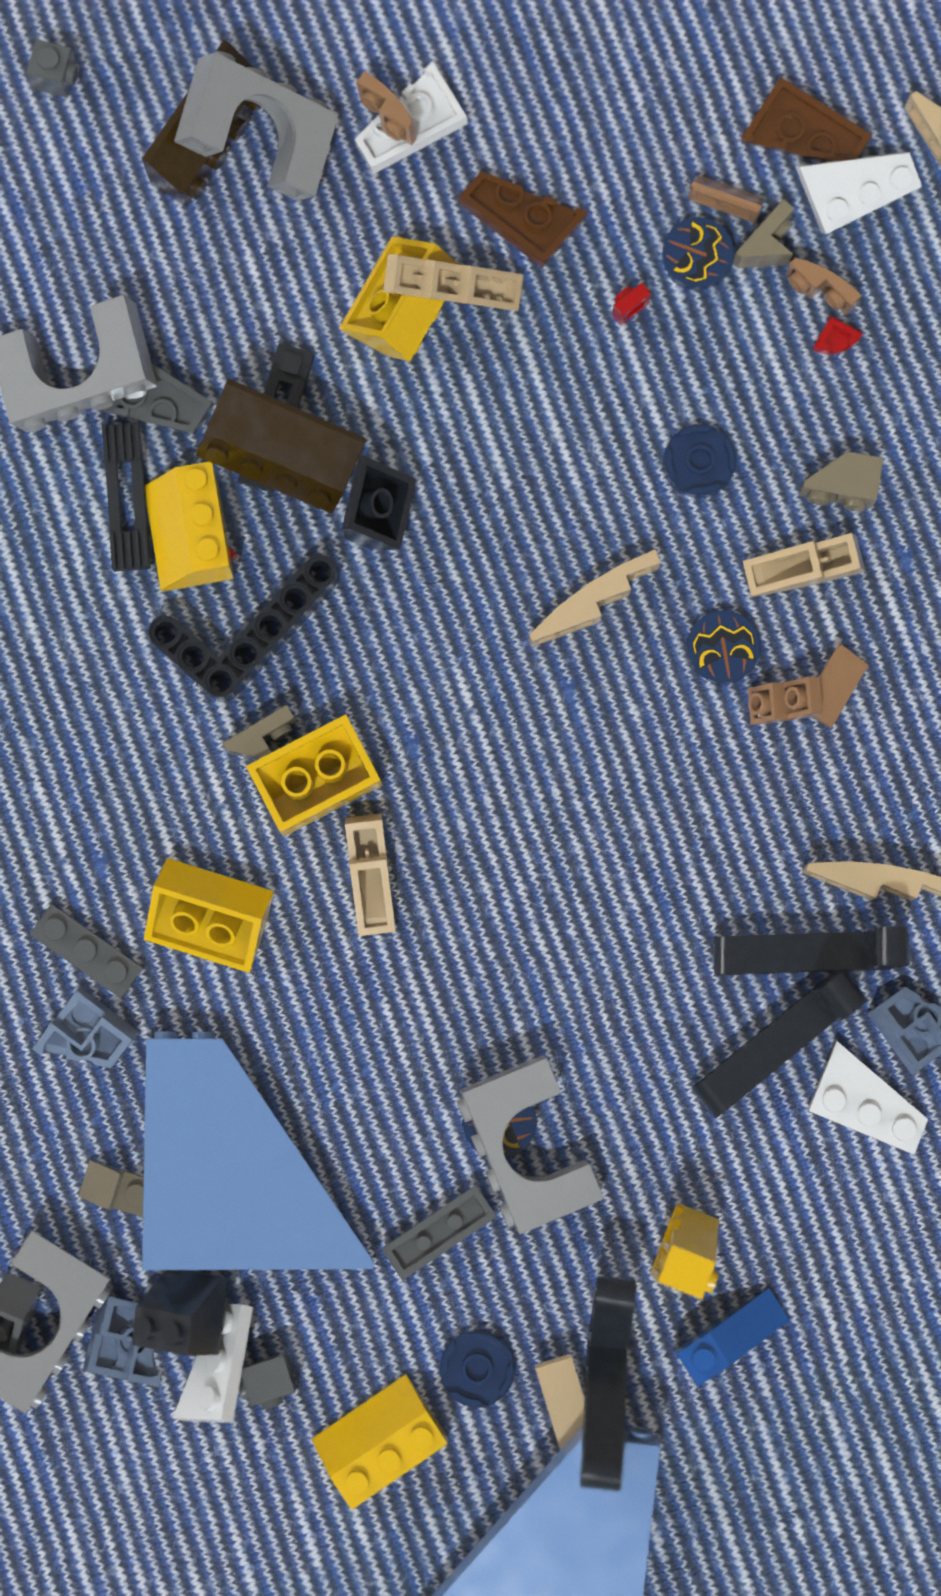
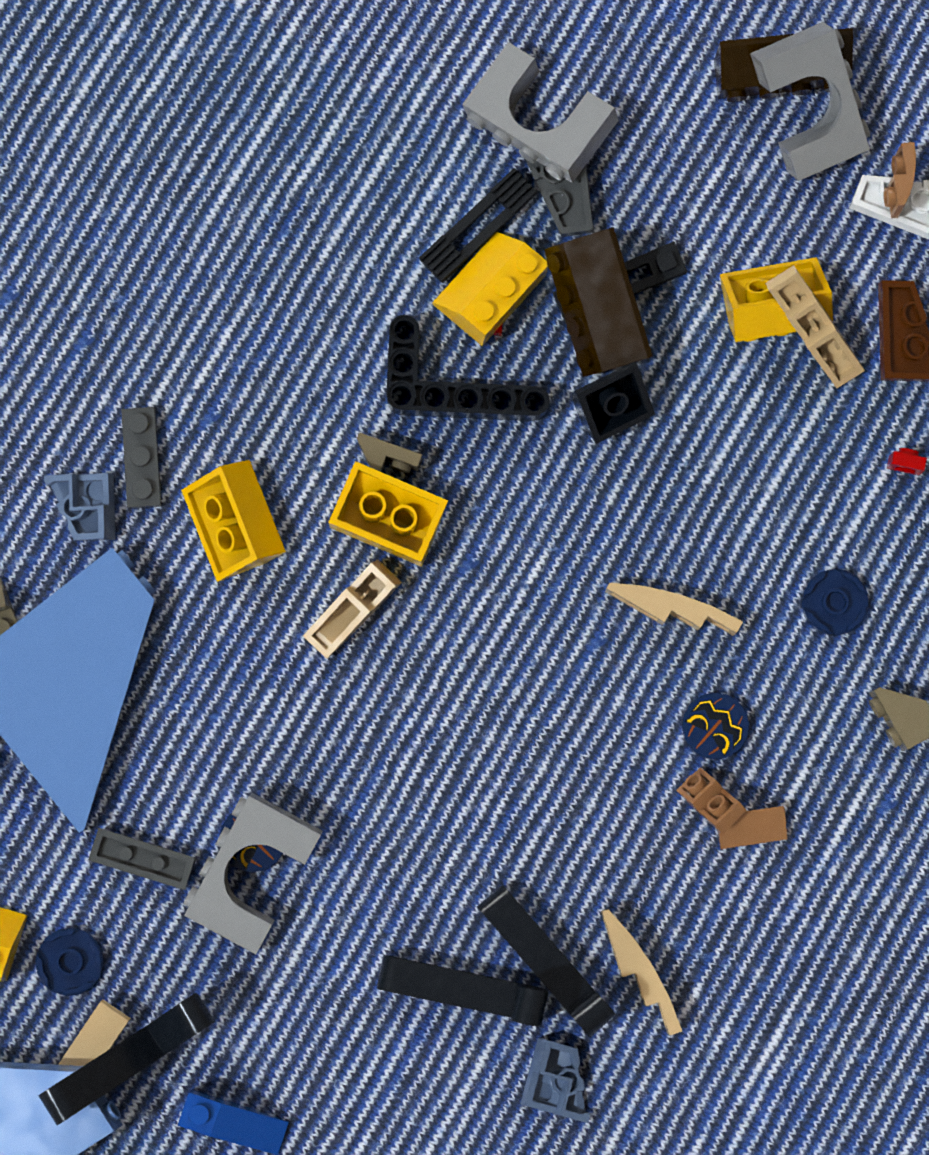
camera: 50 degrees right, 0 degrees up
(688, 1252) = (265, 1043): yellow wedge -> none
(804, 565) = (820, 736): tan slope -> none
(865, 1103) = (473, 1086): white wing -> none

